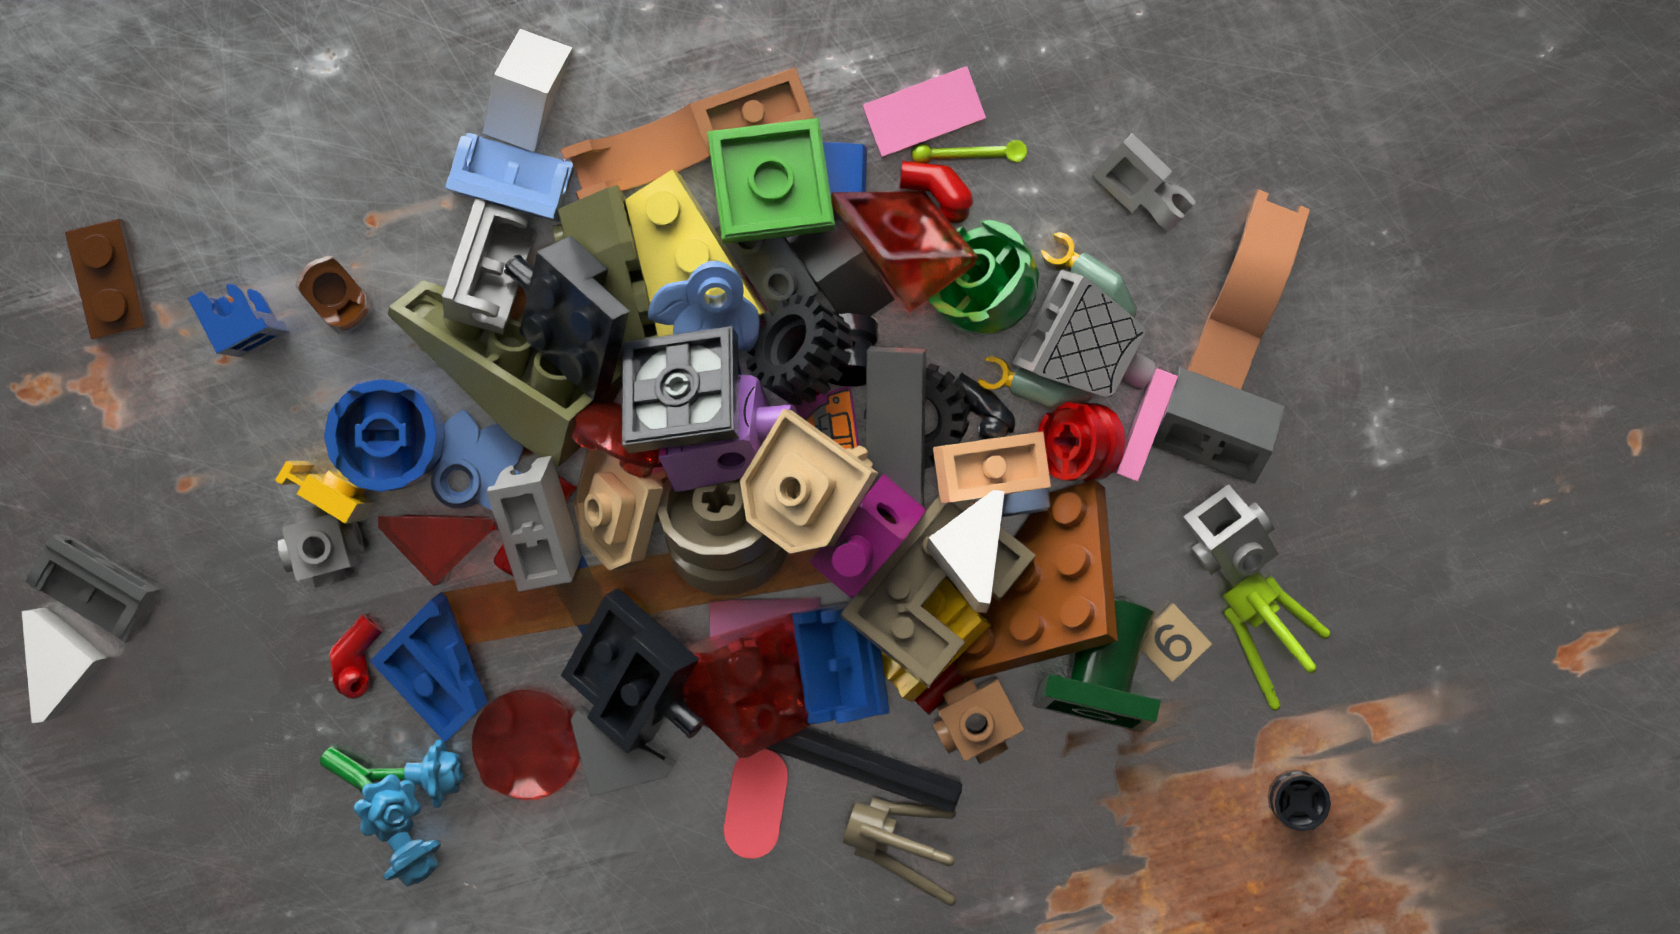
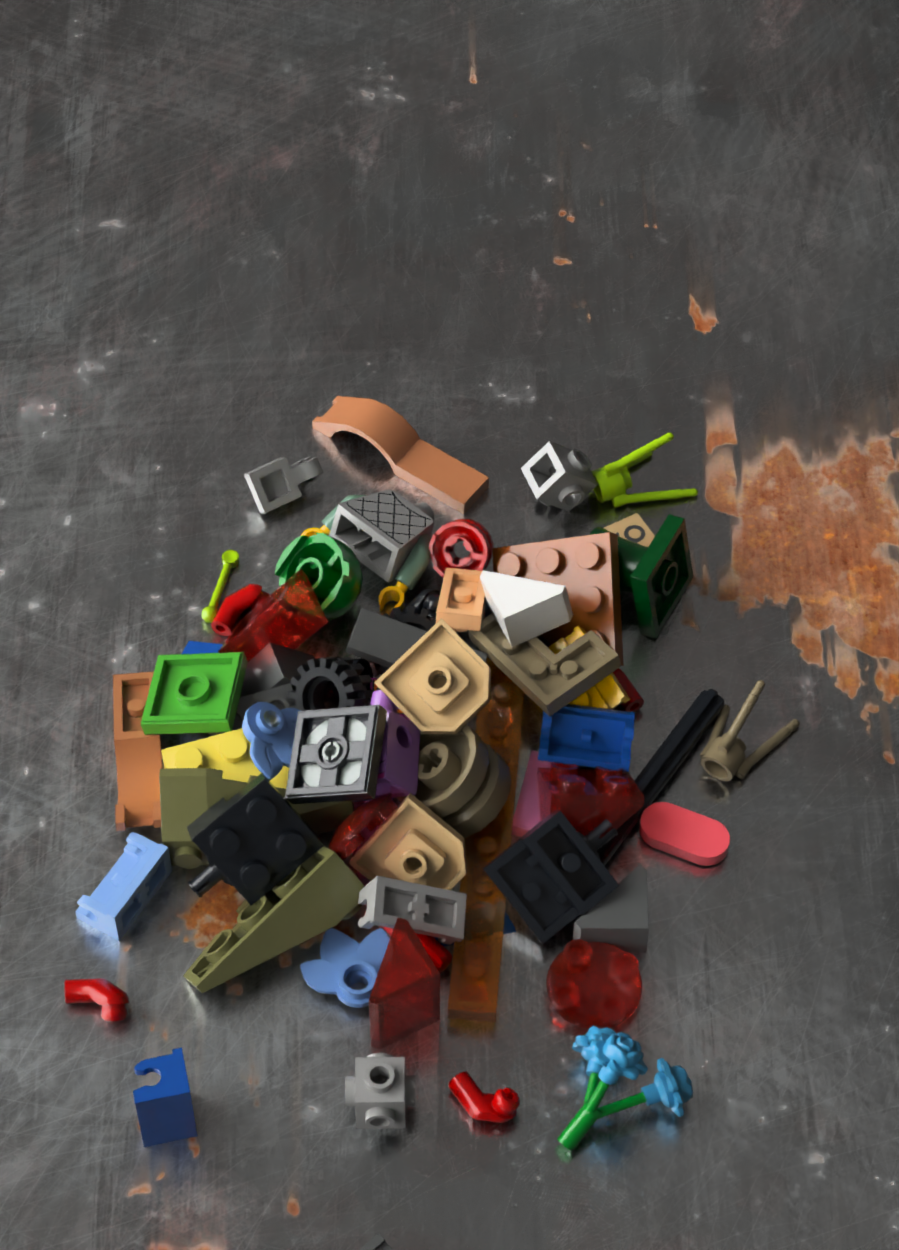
camera: 80 degrees left, 35 degrees down
(107, 279) = (92, 1221): reddish brown plate -> none
(327, 491) = (336, 1052): yellow plate -> none
(334, 294) = (184, 1030): reddish brown hair -> none
(371, 200) = (100, 992): none -> red arm
(385, 435) = (302, 1016): blue brick -> none
(433, 669) = (510, 1031): blue wing -> none
(477, 285) = (186, 915): light grey hinge -> none
(525, 90) = (60, 860): white slope -> none
(868, 537) = (509, 683): magenta torso -> none
(924, 112) = (179, 605): bright pink tile -> none
(986, 740) = (655, 659): medium nougat brick -> none
(1146, 424) = (451, 505): bright pink tile -> none
(1219, 426) = (477, 470): dark grey hinge -> none
(1306, 807) = (767, 483): black wheel -> none

